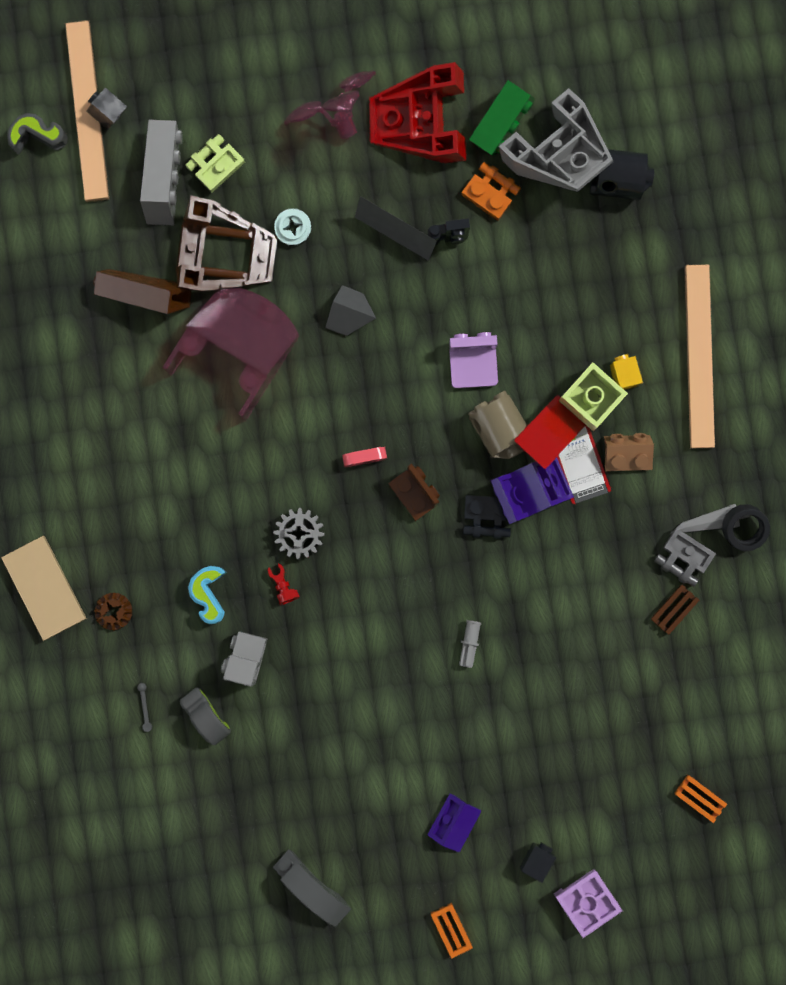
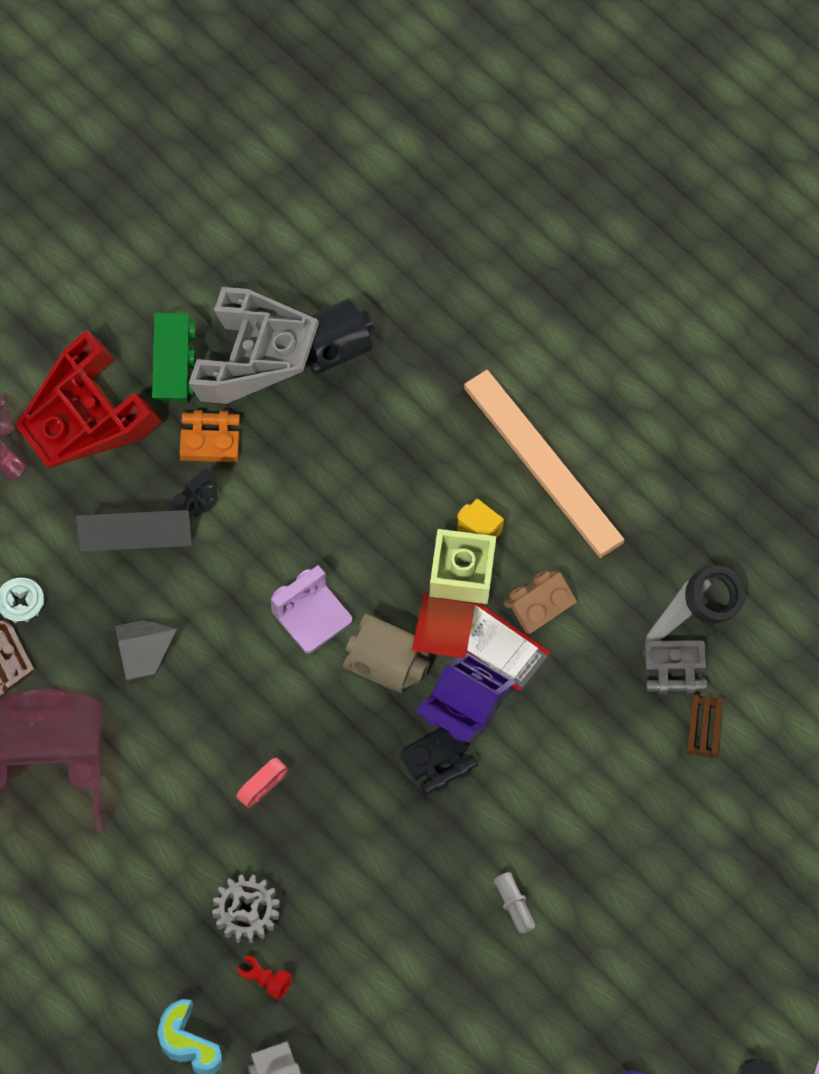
camera: 35 degrees left, 20 degrees down
(414, 492) = (343, 780): reddish brown bracket -> none

